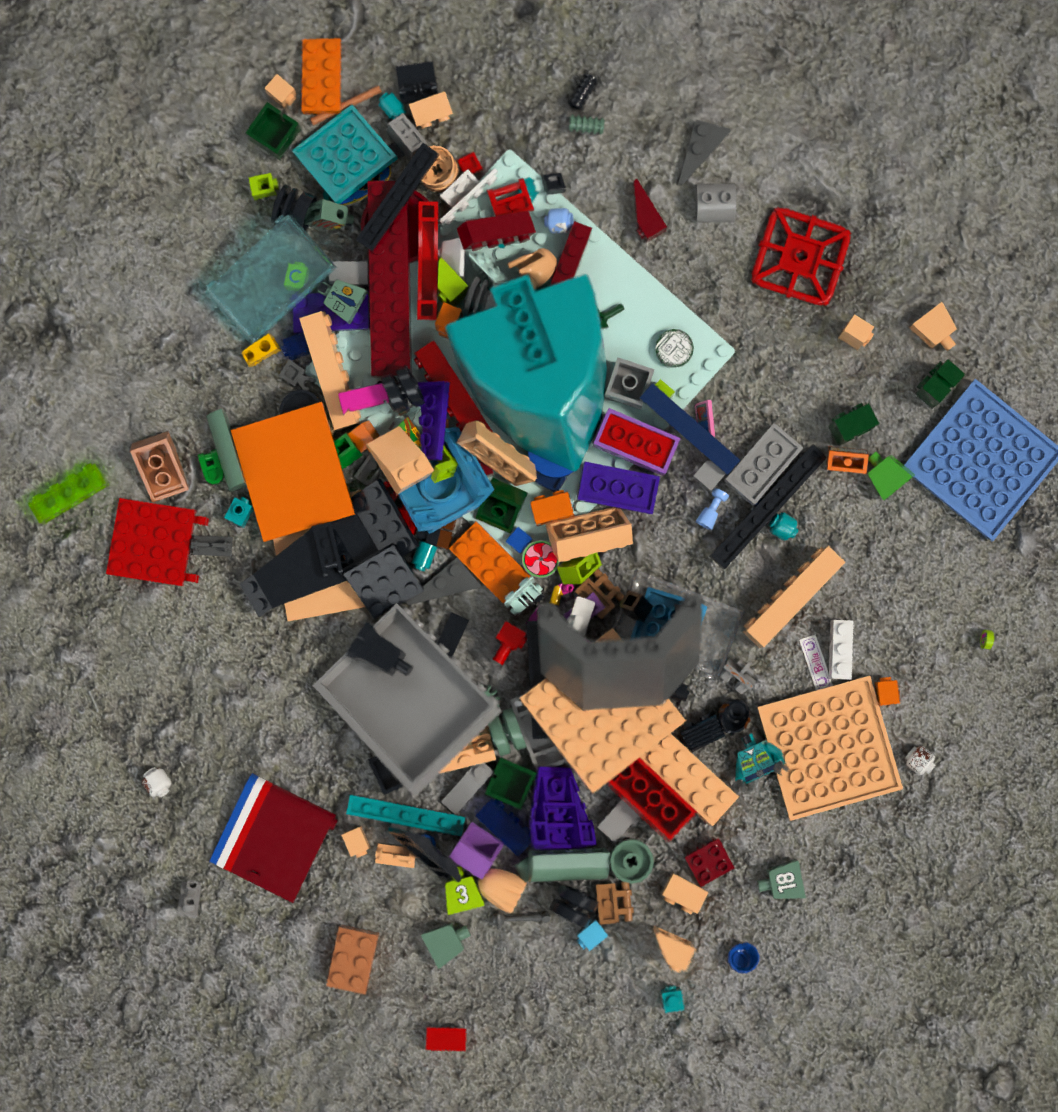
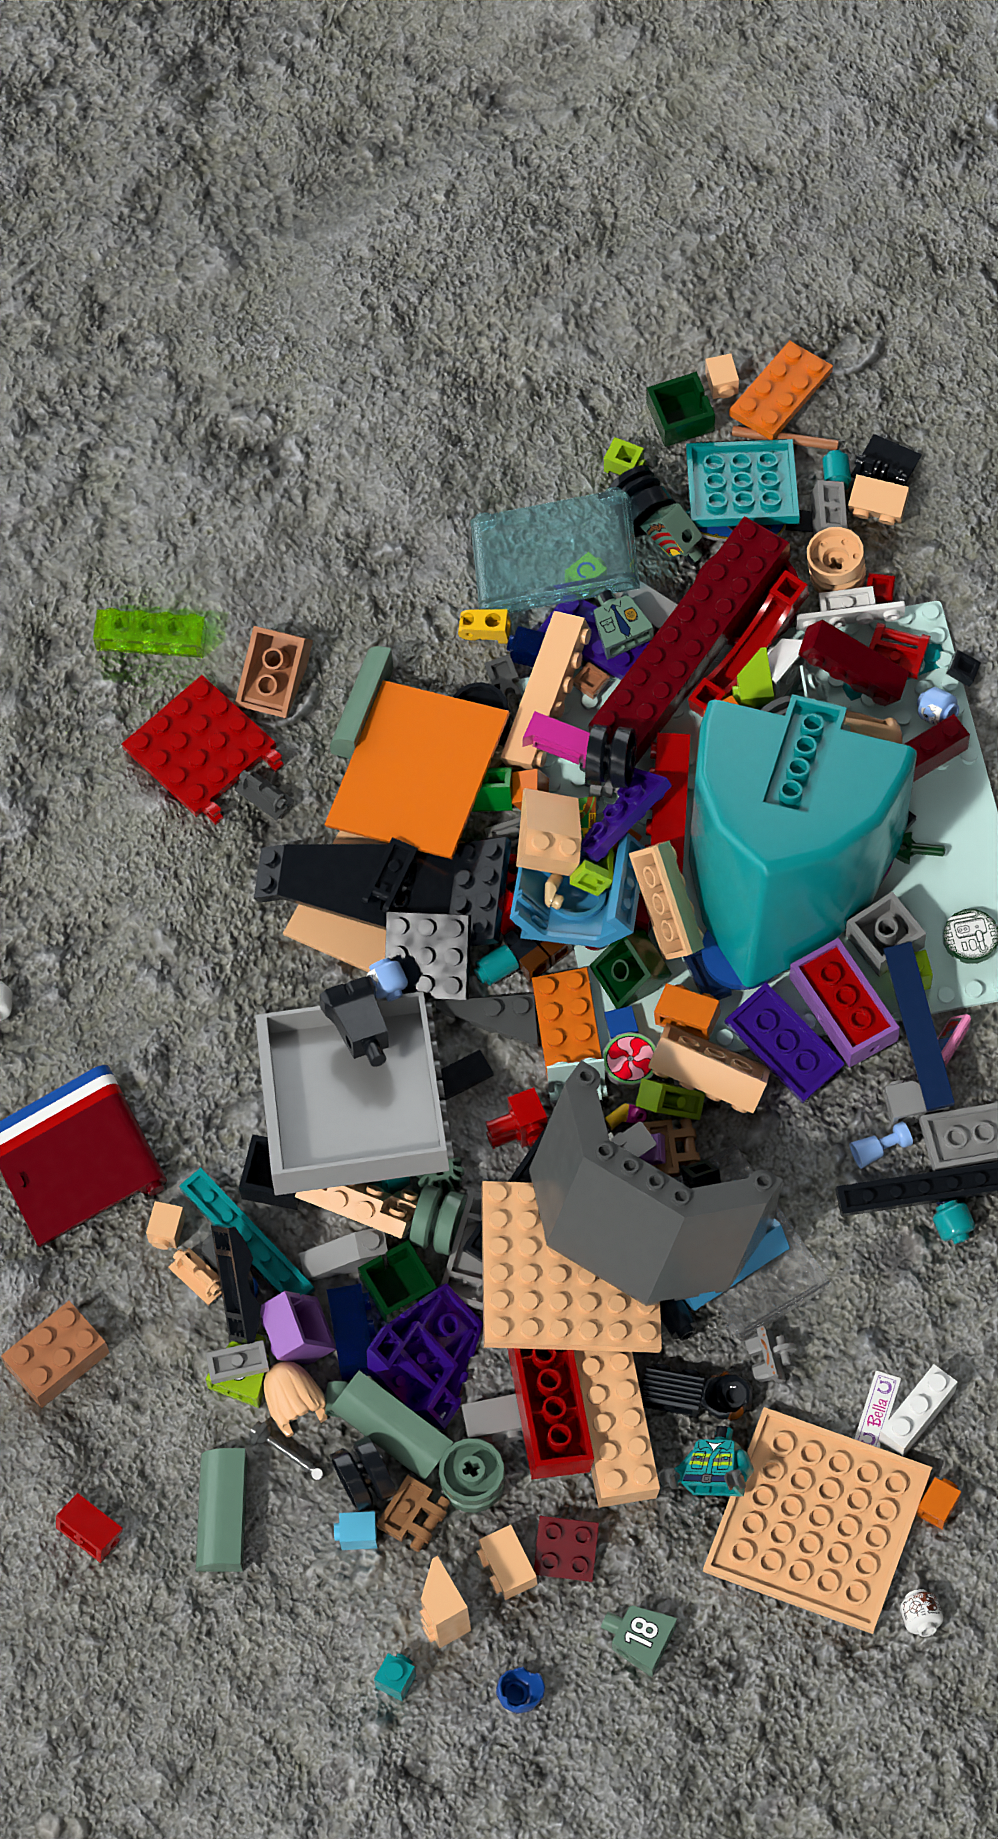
camera: 40 degrees right, 20 degrees down
(214, 473) = (327, 717): green plate -> none
(239, 511) = (323, 777): teal brick -> none
(348, 342) = (590, 680): none -> nougat tile
(373, 613) = (388, 979): none -> light blue head
(397, 197) = (764, 549): black plate -> none
(425, 492) = (551, 888): none -> tan arm
(445, 942) = (176, 1414): sand green torso -> none
(460, 895) = (237, 1362): none -> light grey plate
(510, 977) = (221, 1510): none -> sand green brick
(796, 594) = (903, 1305): light nougat brick -> none

